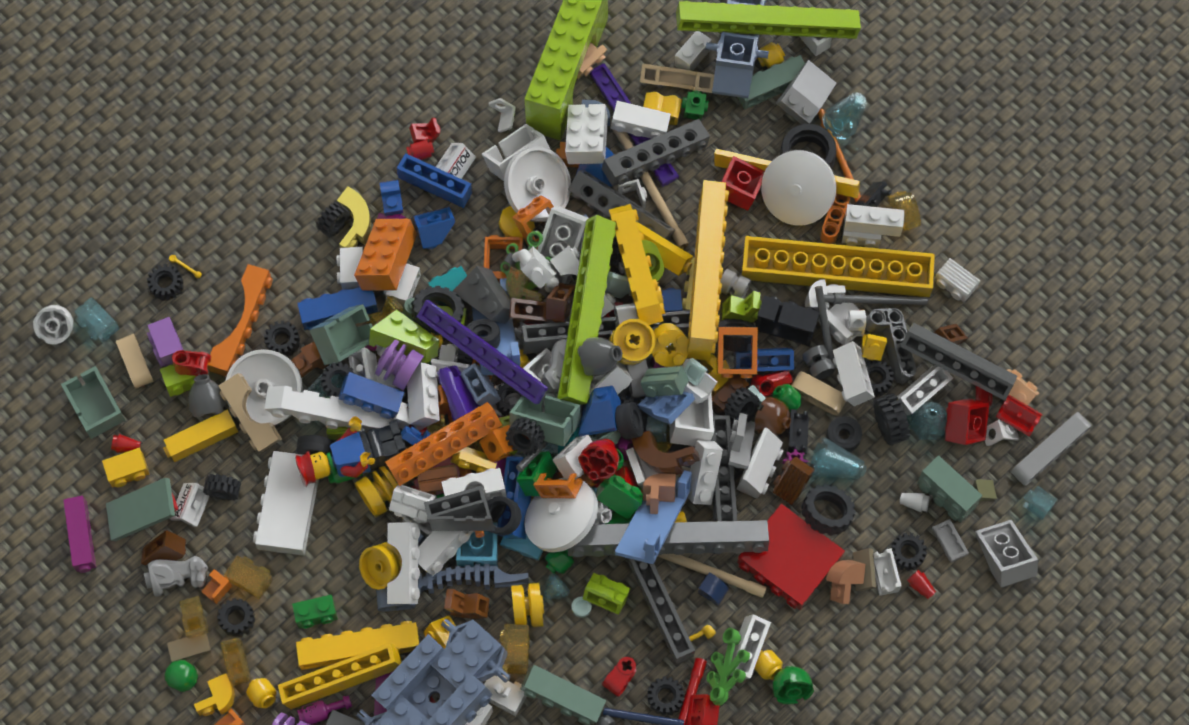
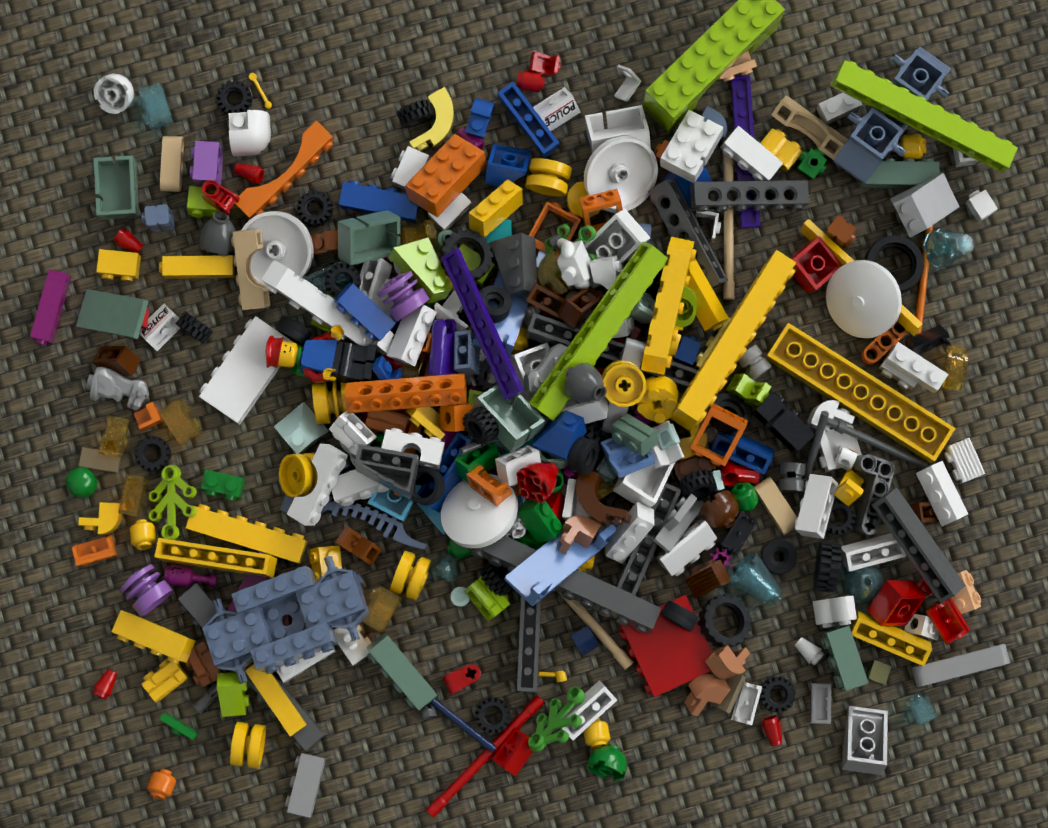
camera: 25 degrees right, 15 degrees up
(144, 409) = (158, 218): none -> sand blue brick
(192, 302) = (249, 132): none -> white brick
(209, 336) = (250, 172): none -> red cone
(272, 648) = (170, 500): none -> lime plant
(362, 530) = (301, 429): none -> light aqua slope
(443, 260) = (495, 208): none -> yellow brick
(476, 216) = (548, 177): none -> yellow wheel
(607, 569) = (495, 579): none -> black tyre
(750, 143) = (841, 232): none -> dark orange brick
(786, 519) = (679, 616): none -> black tyre
(848, 542) = (726, 663): none -> nougat brick
(853, 74) = (981, 205): none -> white brick
(917, 454) = (834, 610): none -> white brick
(953, 314) = (942, 493): none -> white brick
(980, 454) = (891, 639): none -> yellow brick

